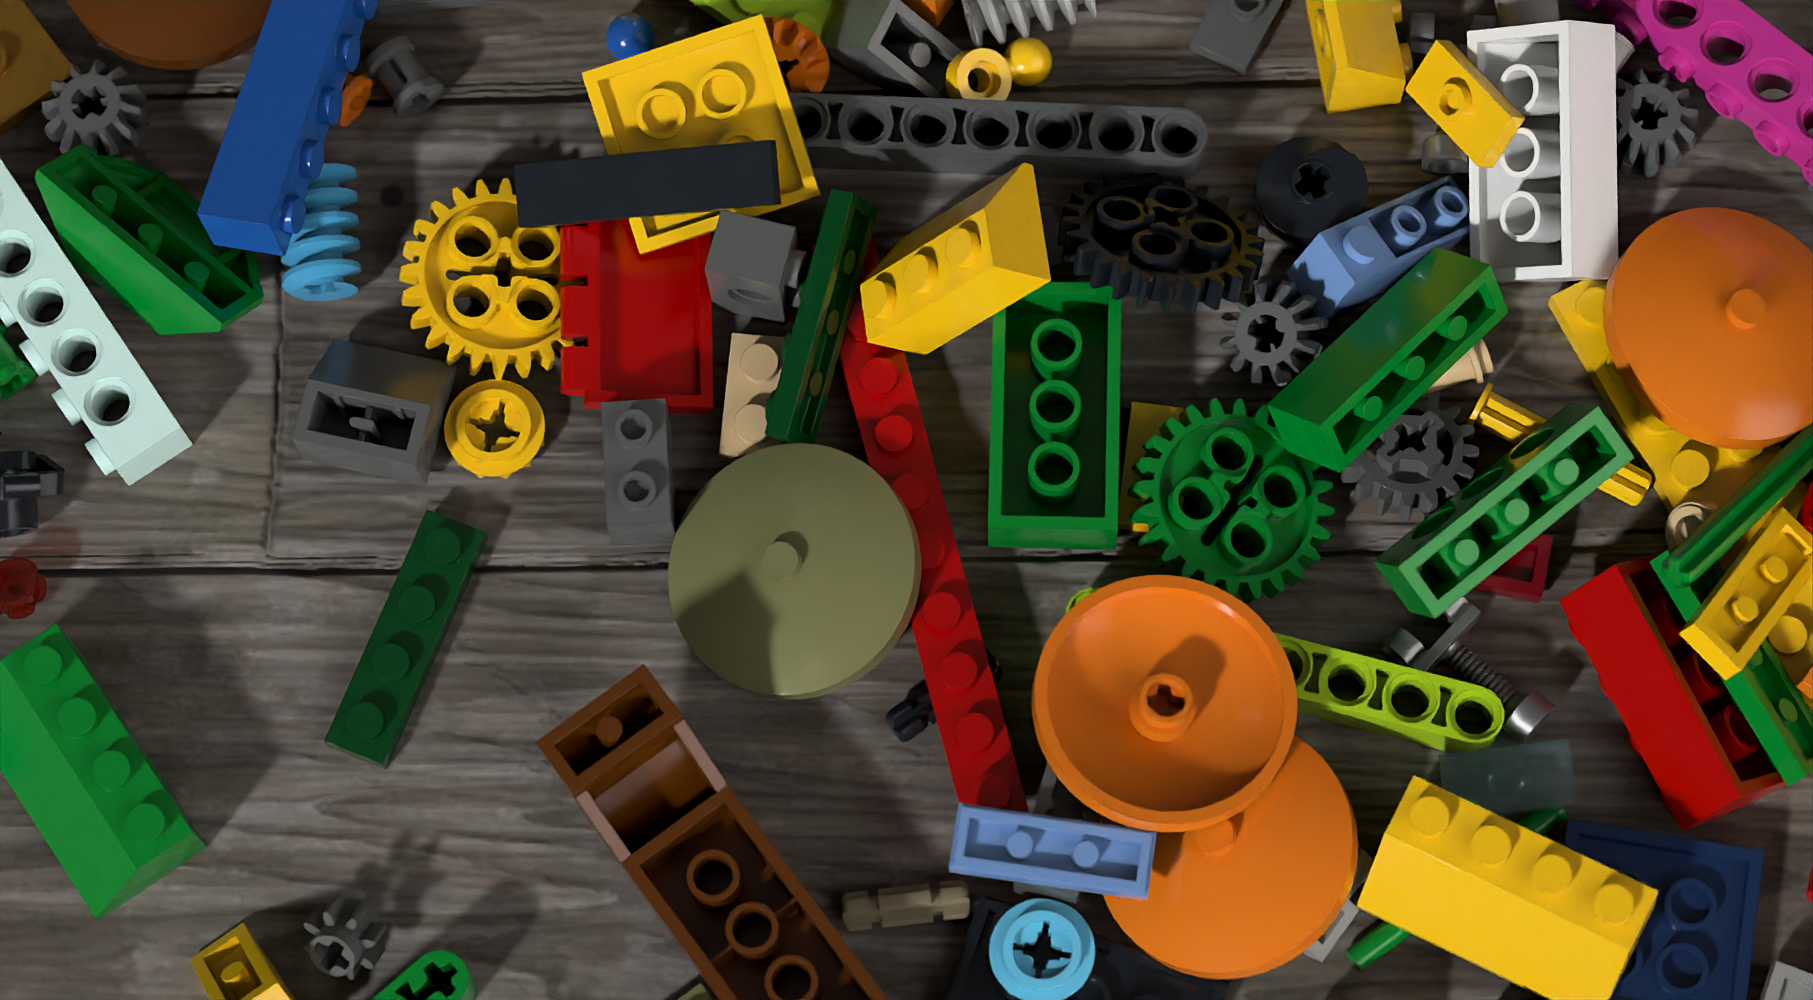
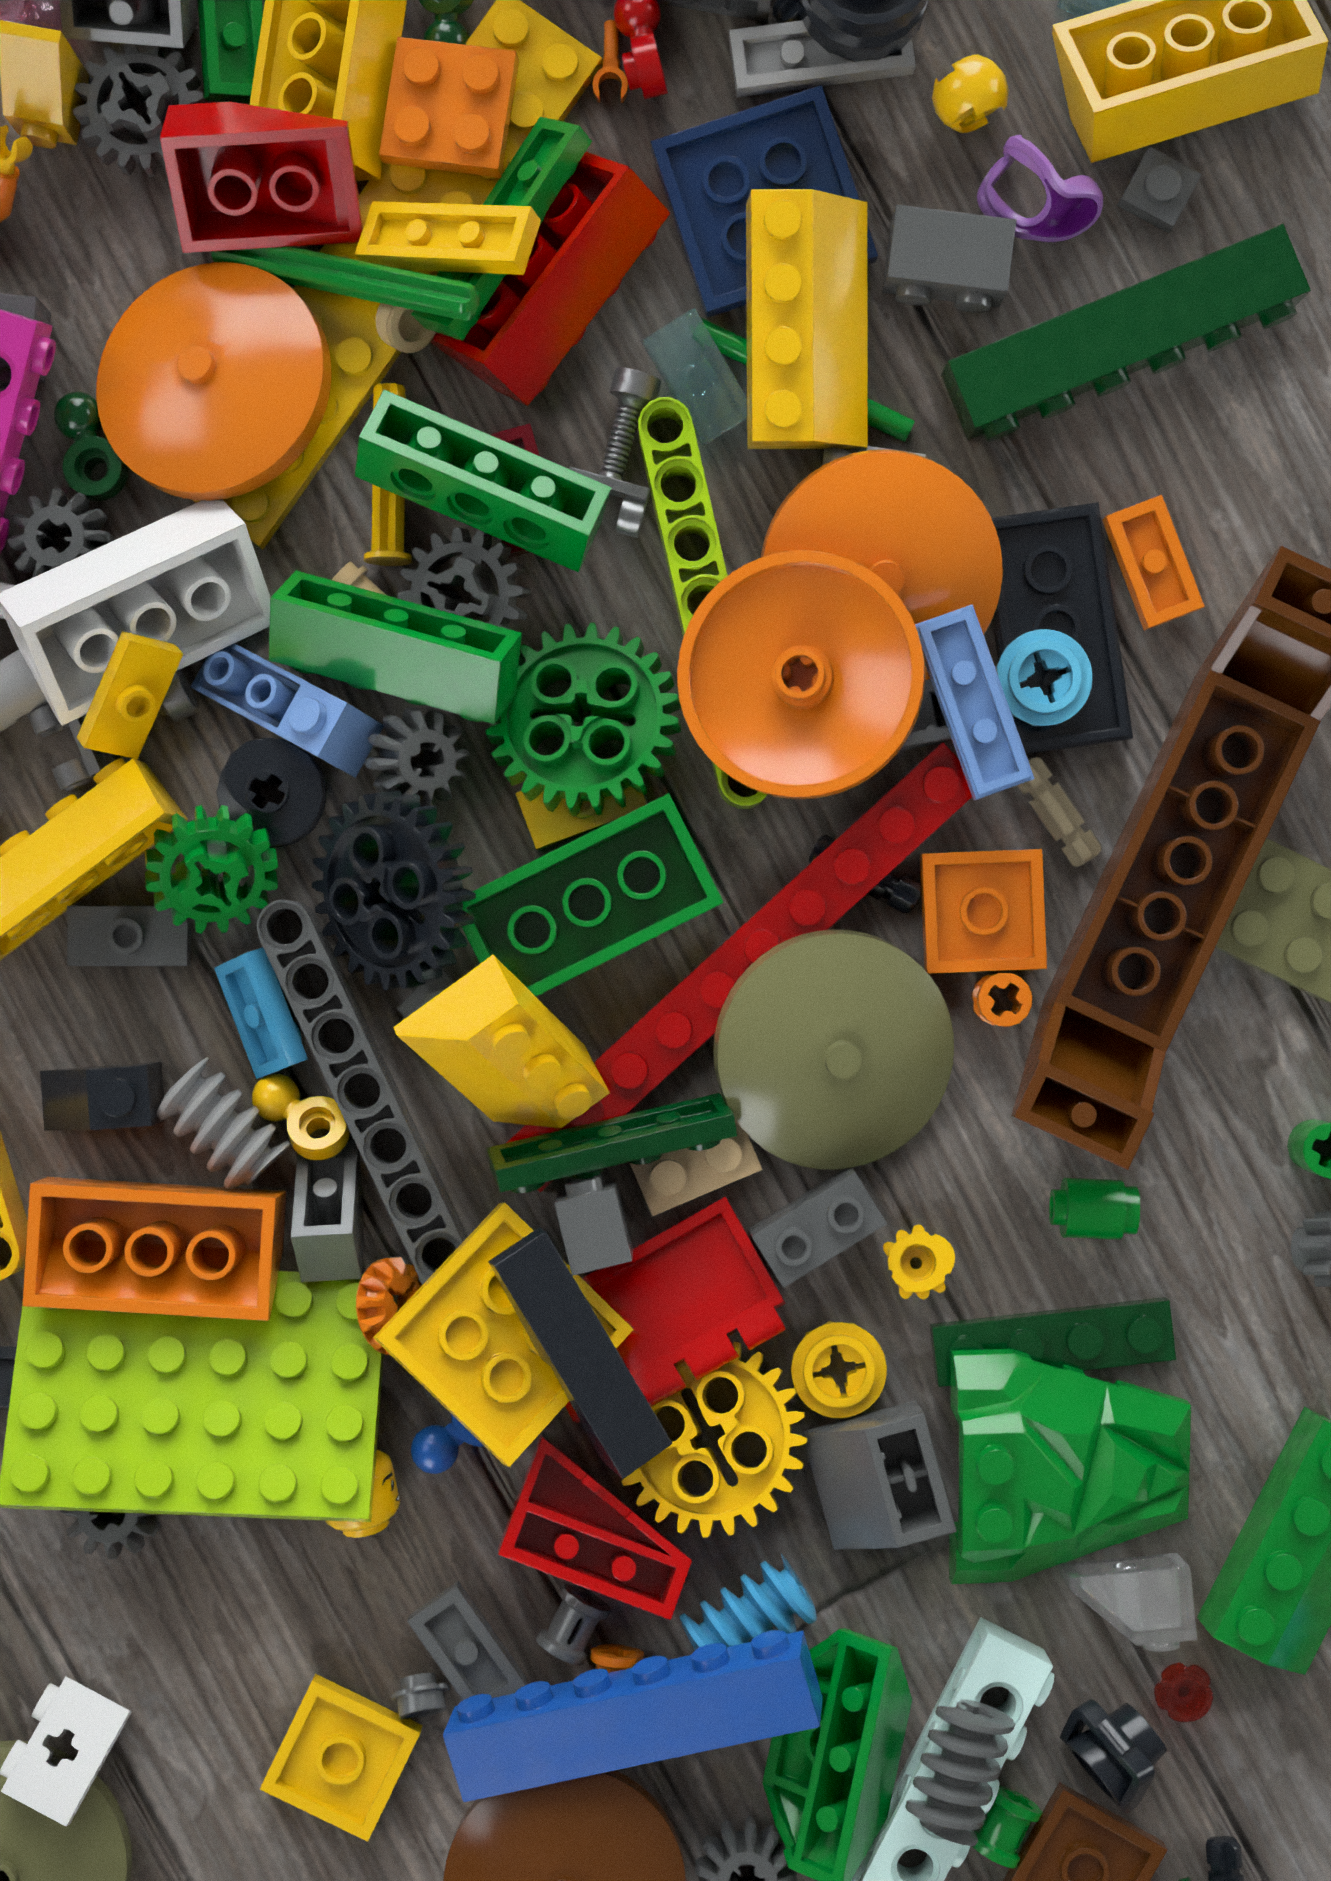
camera: 125 degrees left, 15 degrees up
(78, 328) = (961, 1770): none -> dark grey piece
(128, 585) = (1139, 1596): none -> clear slope
(293, 576) = (1058, 1464): none -> green wedge
(476, 127) = (590, 1537): none -> red wedge
(507, 737) = (1095, 1208): none -> green brick
(557, 534) = (936, 1261): none -> yellow animal
(766, 738) = (1019, 995): none -> orange bush
(848, 782) = (983, 911): none -> orange plate
(1109, 81) = (260, 1013): none -> dark azure plate
(1266, 98) = (220, 848): none -> green gear
(1752, 194) = (79, 420): none -> dark green plate

